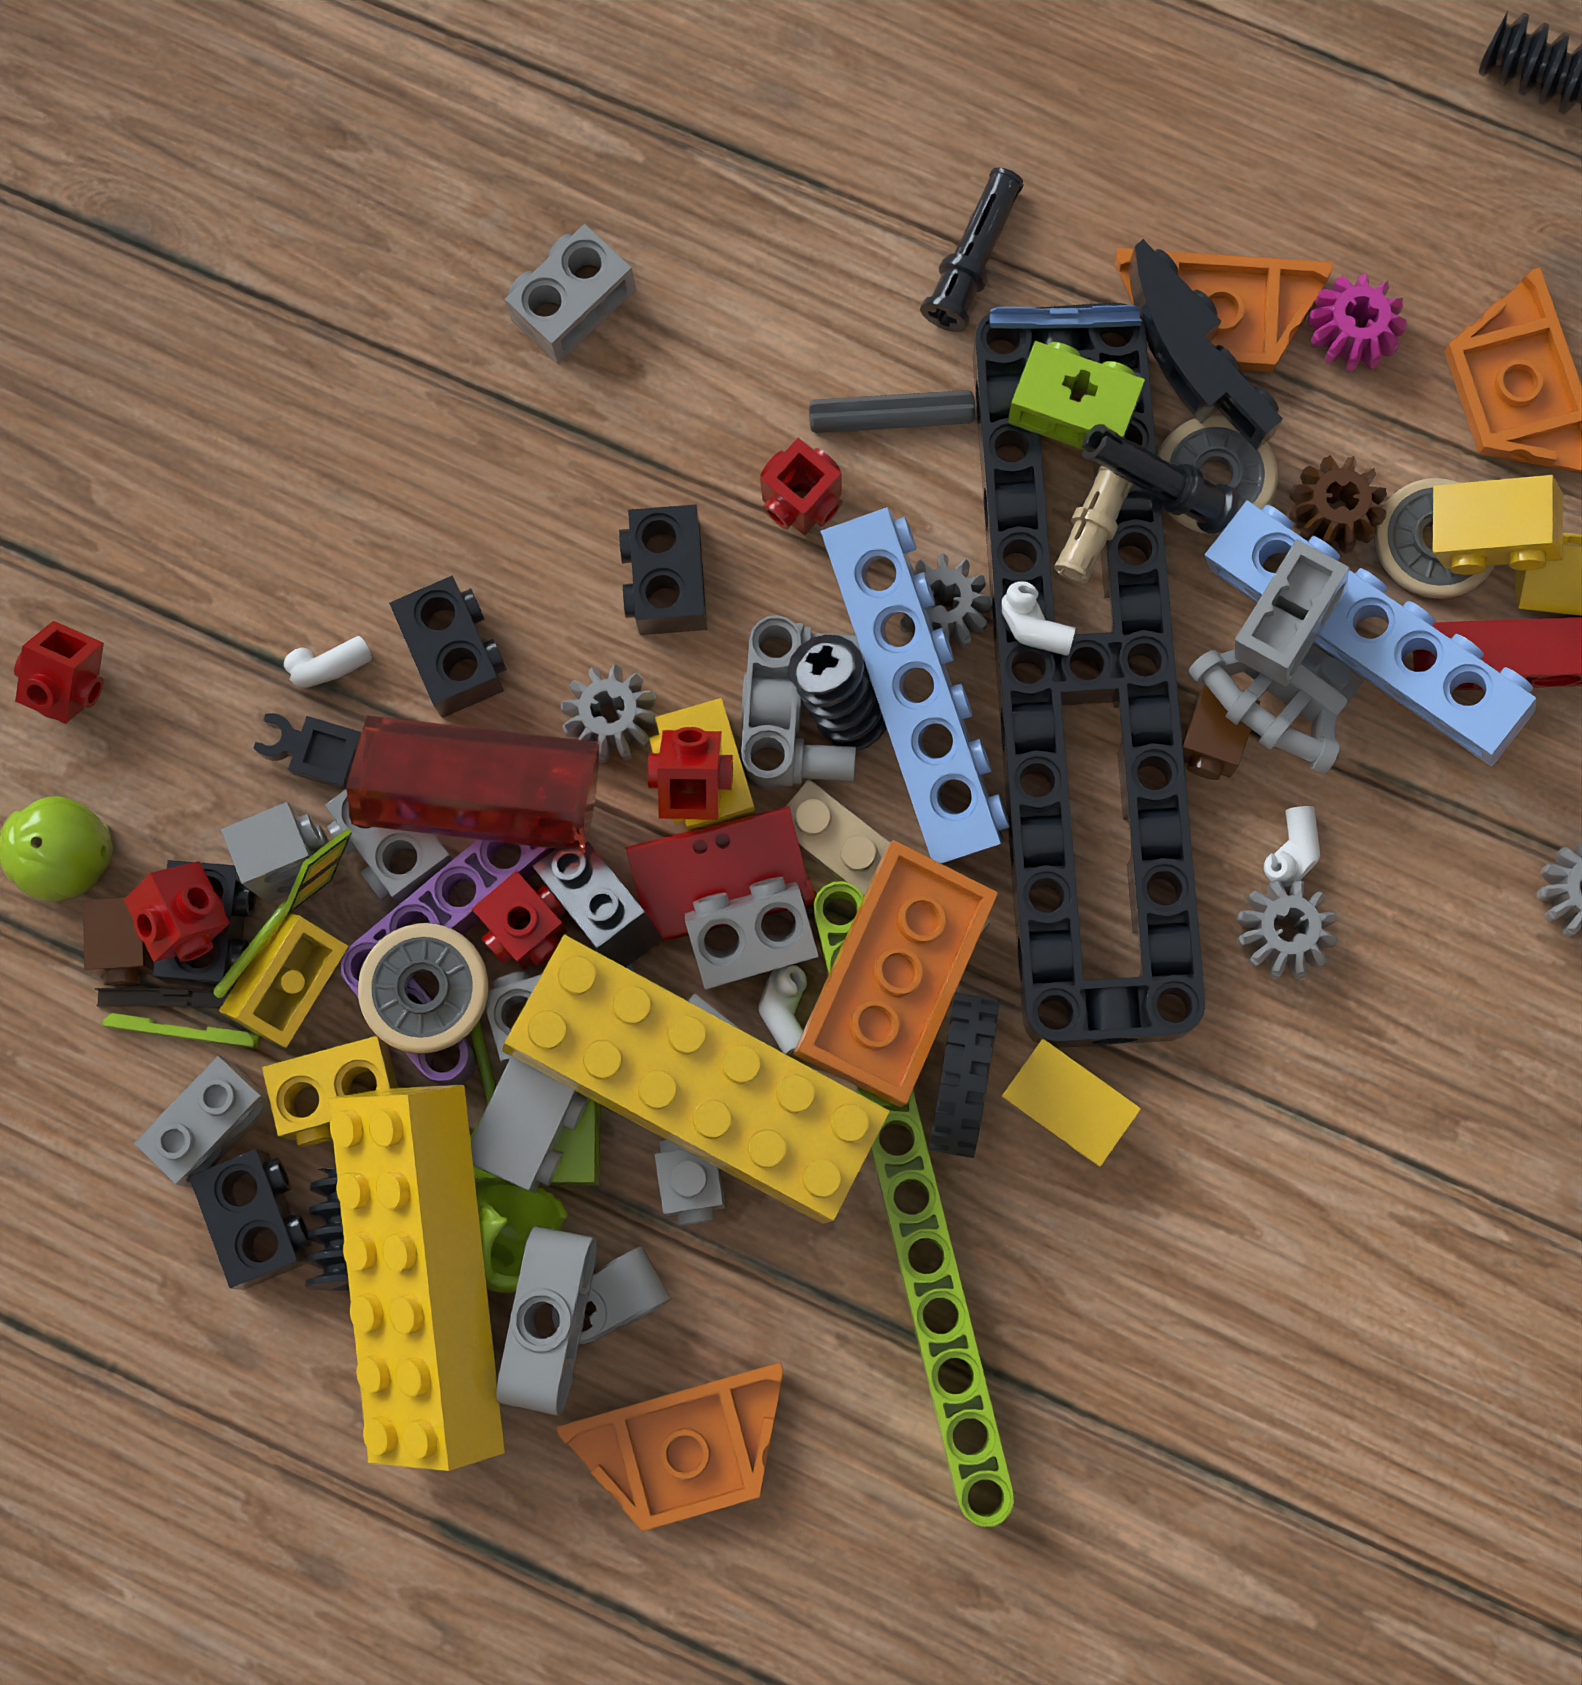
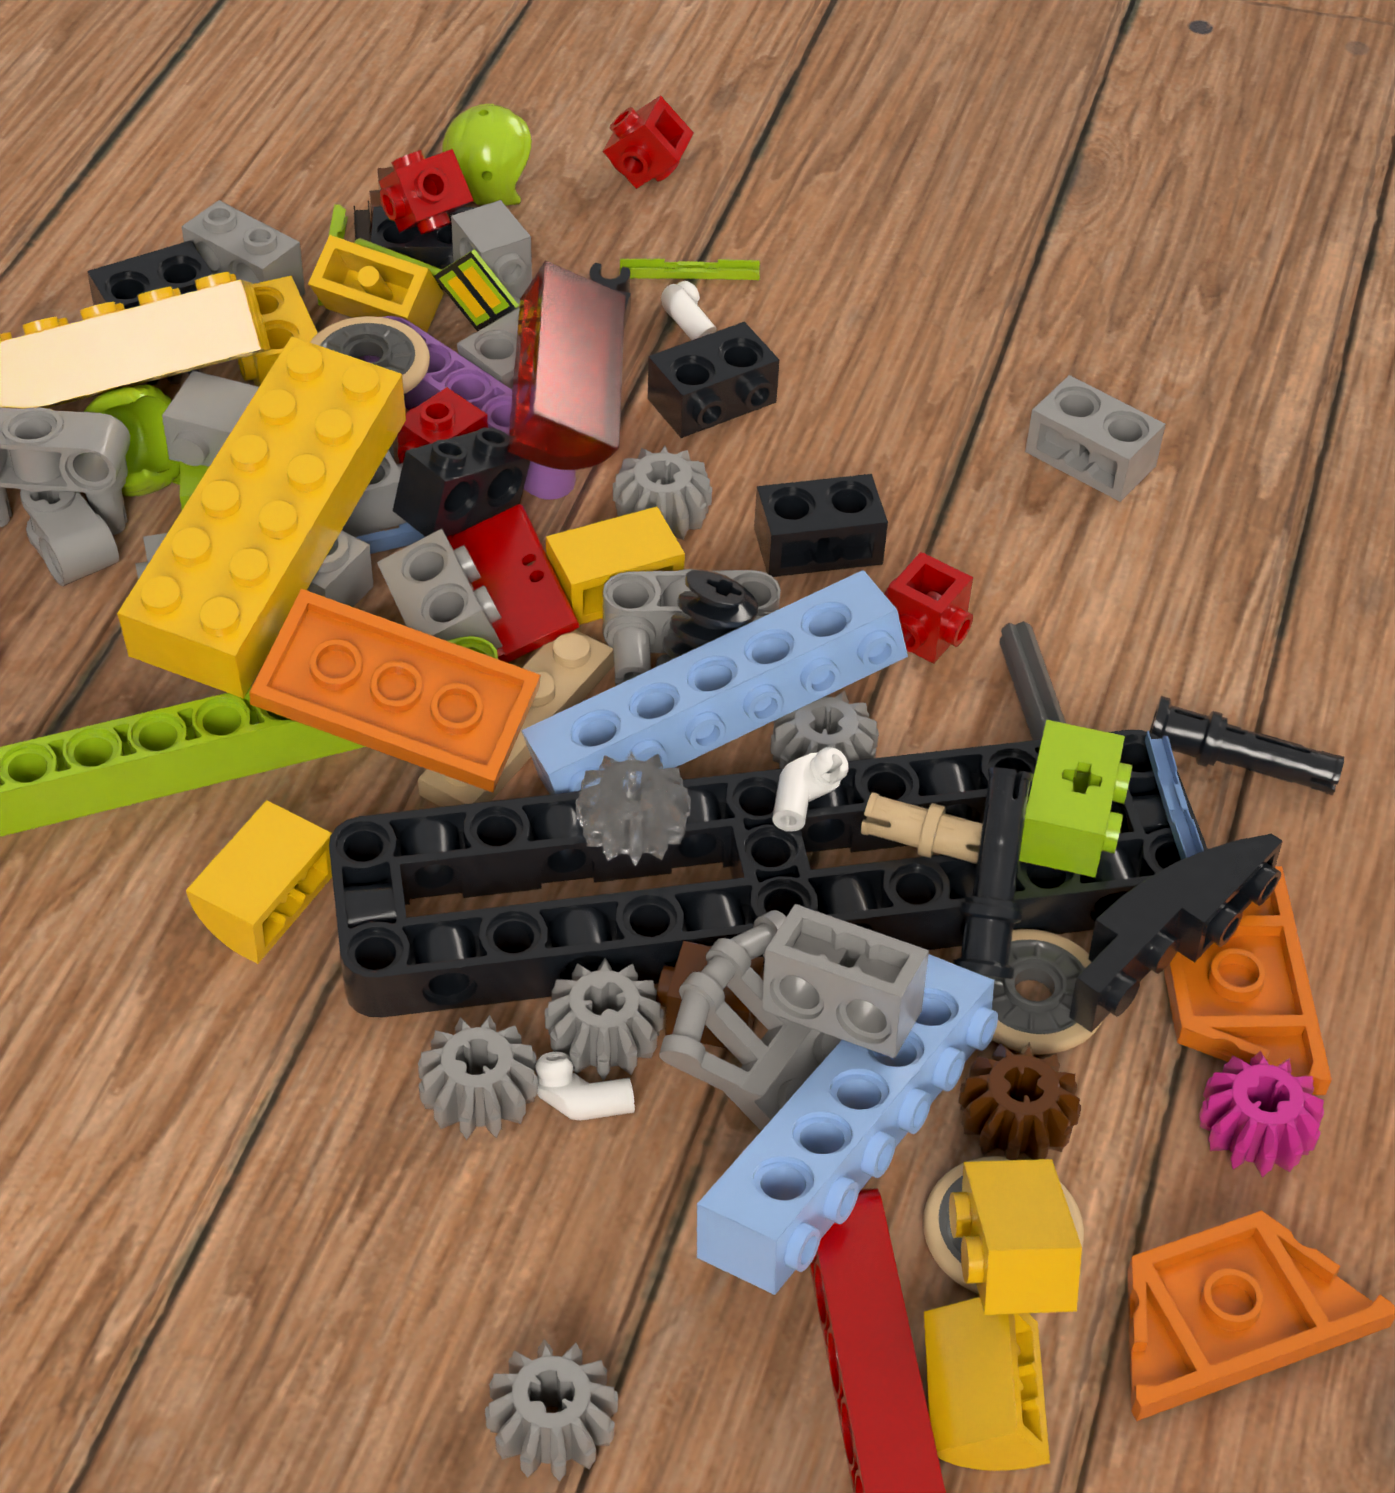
camera: 75 degrees right, 30 degrees down
(247, 655) = (722, 269): none -> lime piece
(690, 774) = (590, 503): red brick -> none
(964, 1075) = (293, 709): black tyre -> none
(1076, 759) = (633, 807): none -> clear gear
(1256, 822) = (604, 1018): none -> light grey gear

